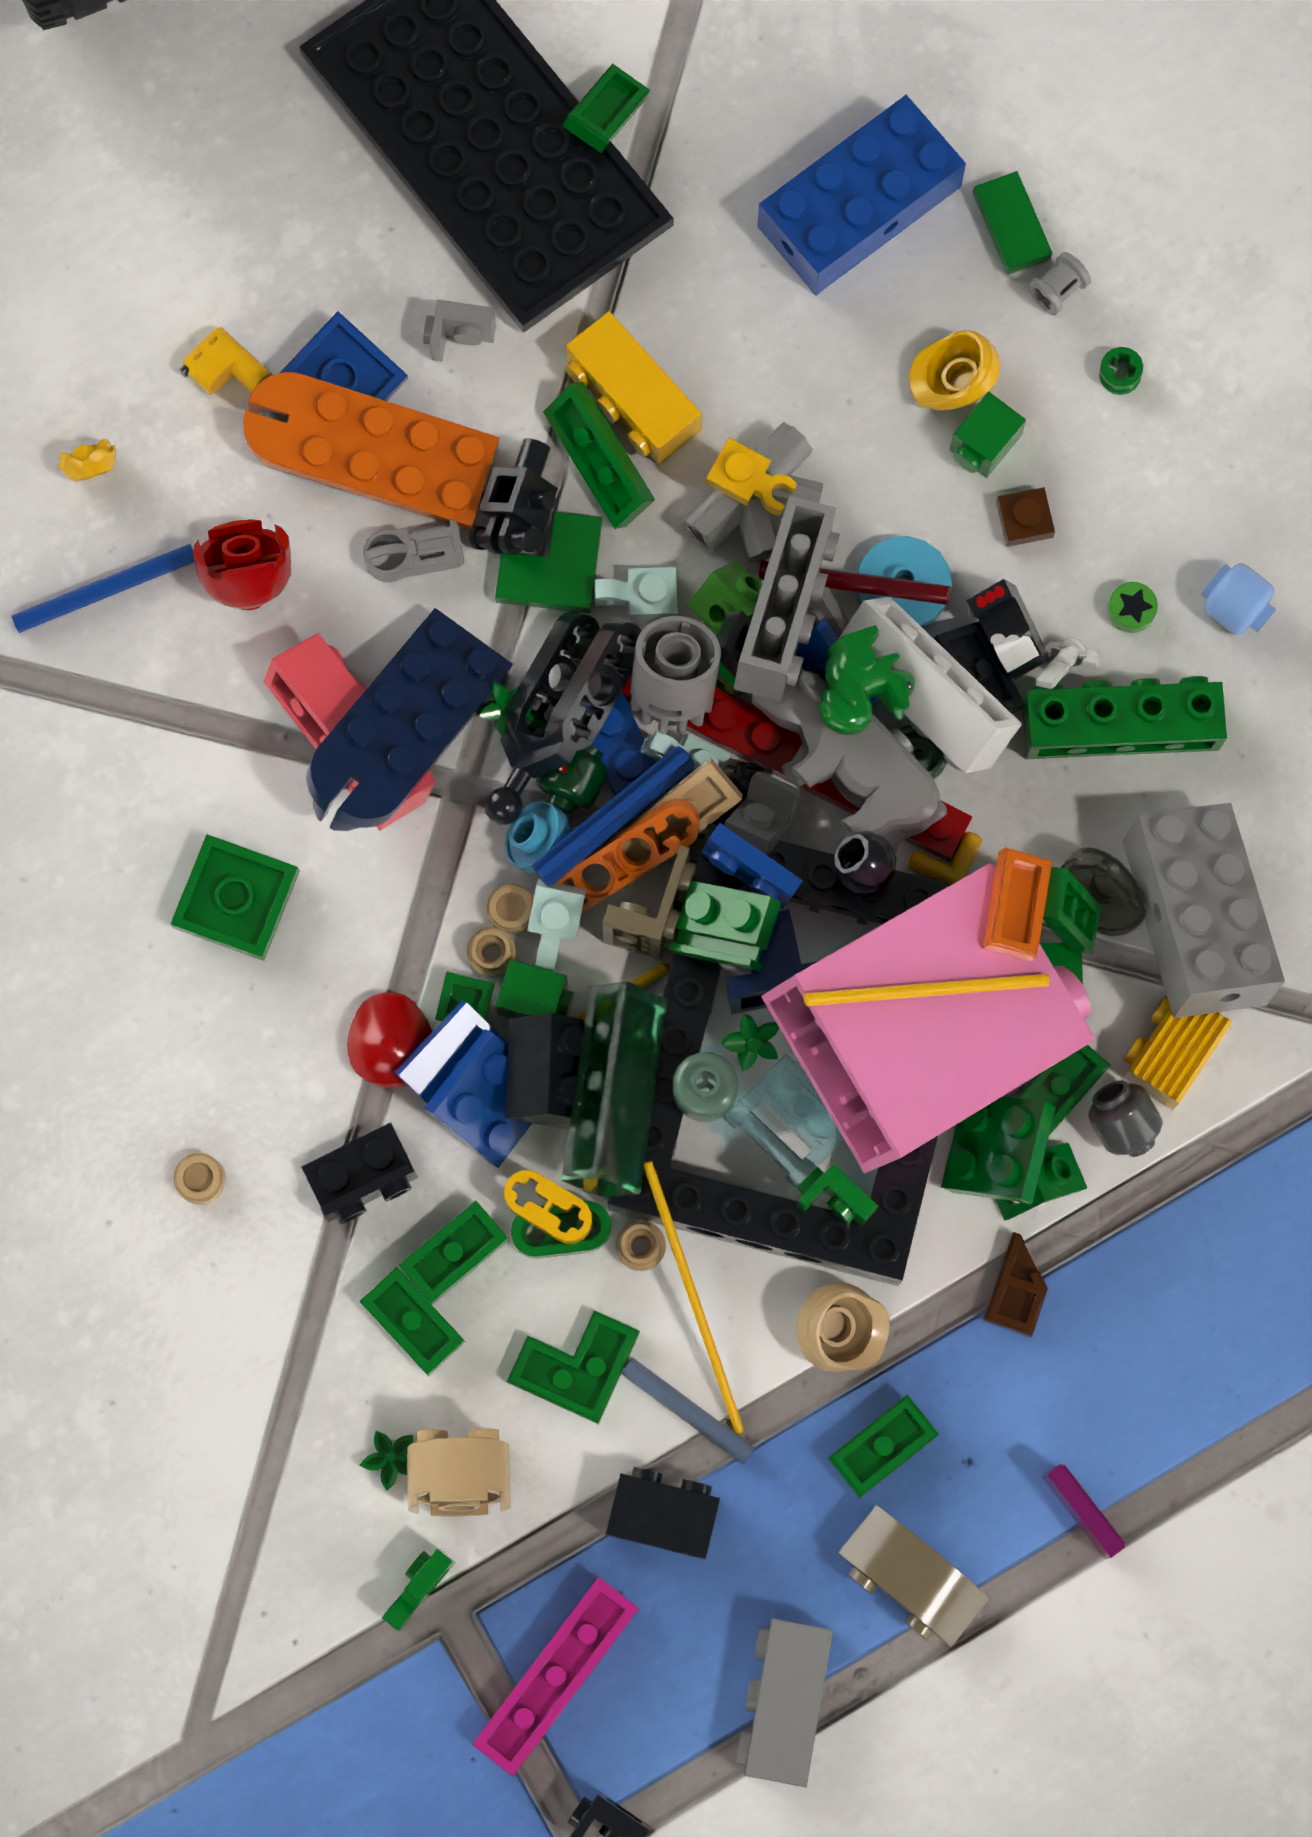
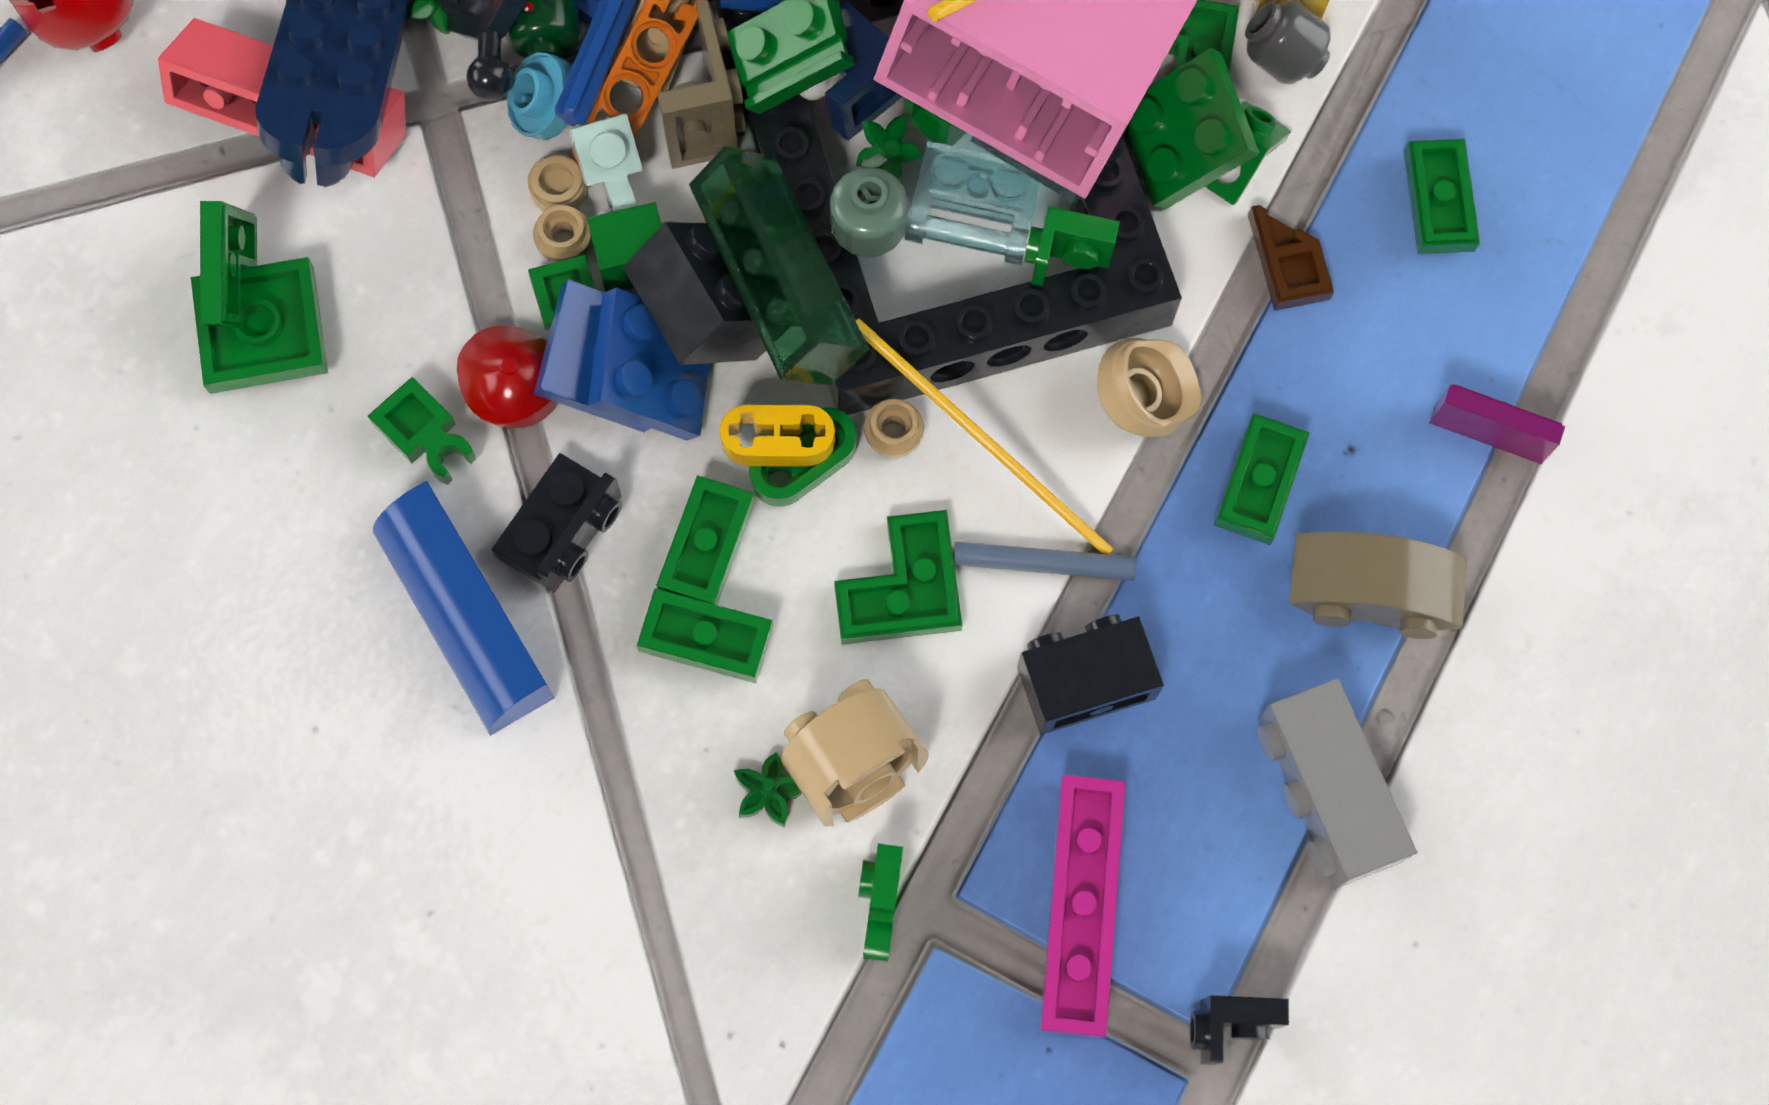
camera: 35 degrees left, 5 degrees down
(199, 1178) = (388, 626): tan tile -> none
(242, 832) = (226, 247): none -> green tile
(256, 1198) = (460, 609): none -> blue brick
(301, 1041) = (419, 426): none -> green plate
(1164, 1309) = (1441, 196): none -> green plate

